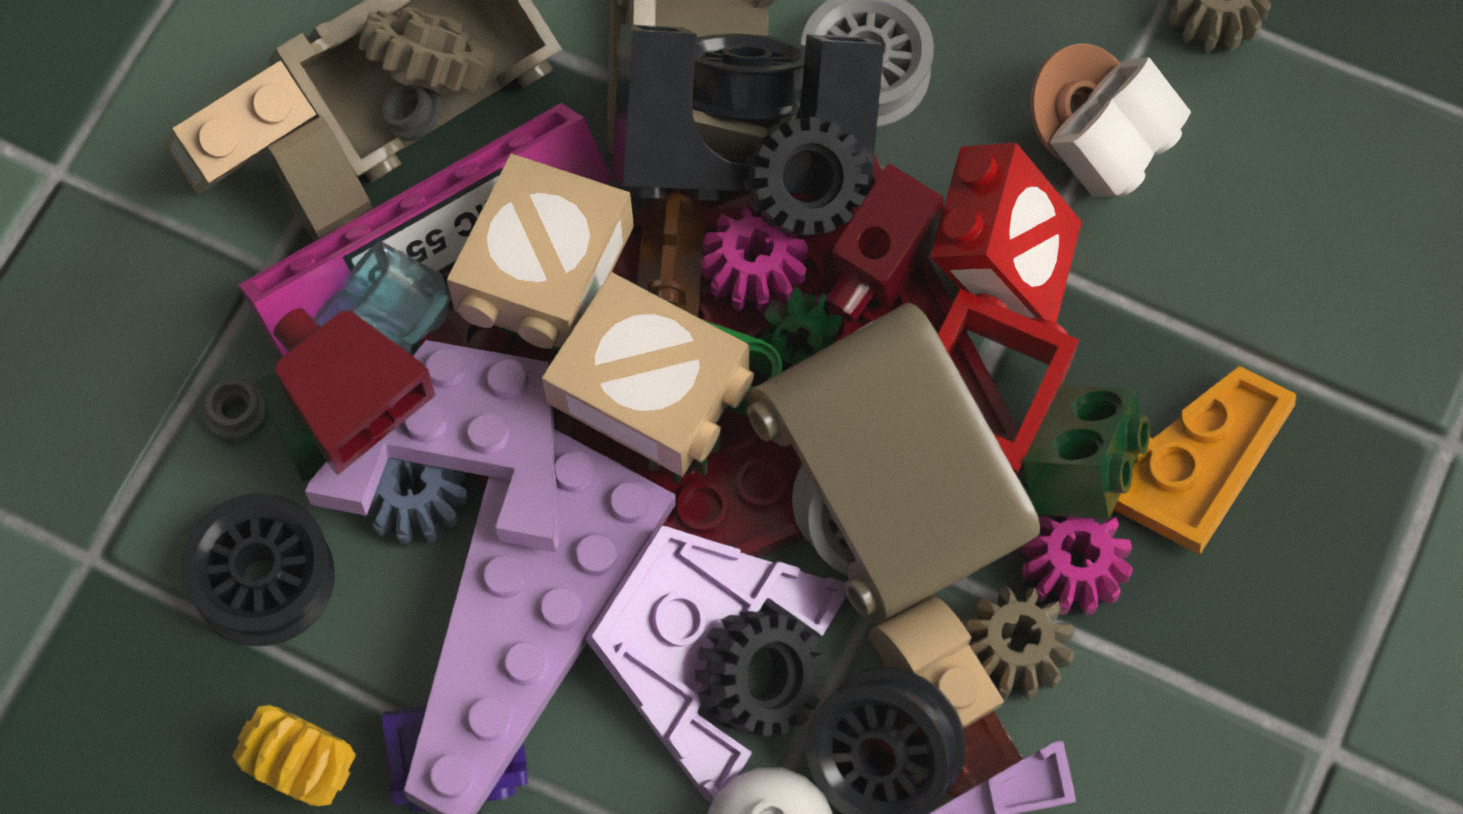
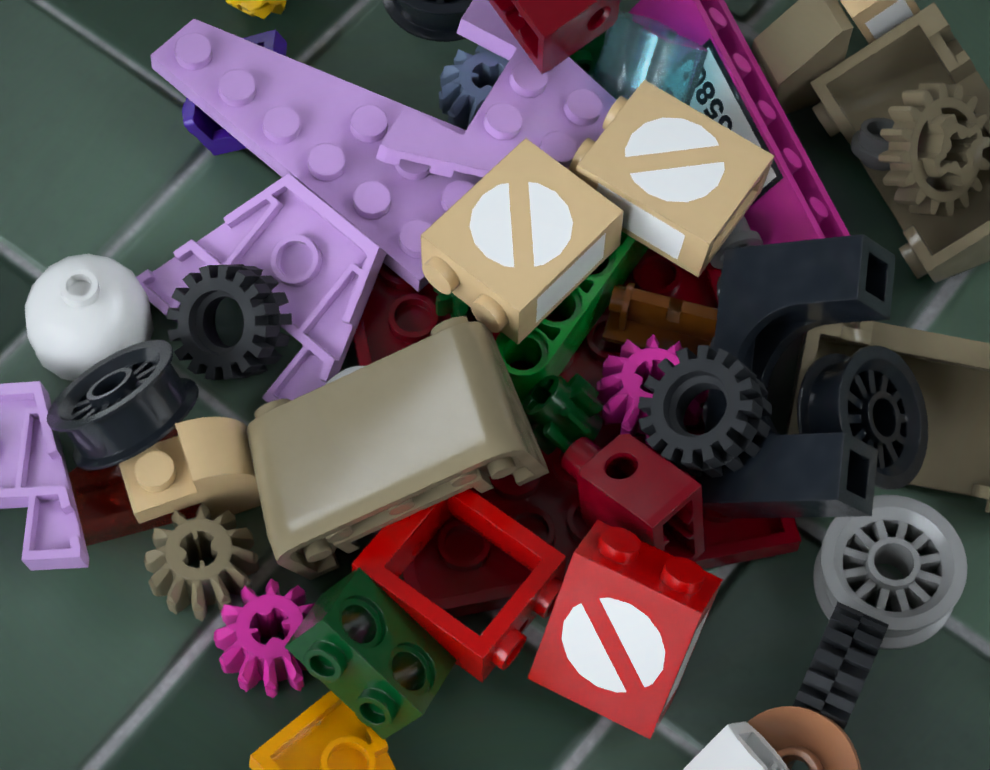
camera: 100 degrees right, 5 degrees down
(984, 74) = (841, 663): none -> black tyre

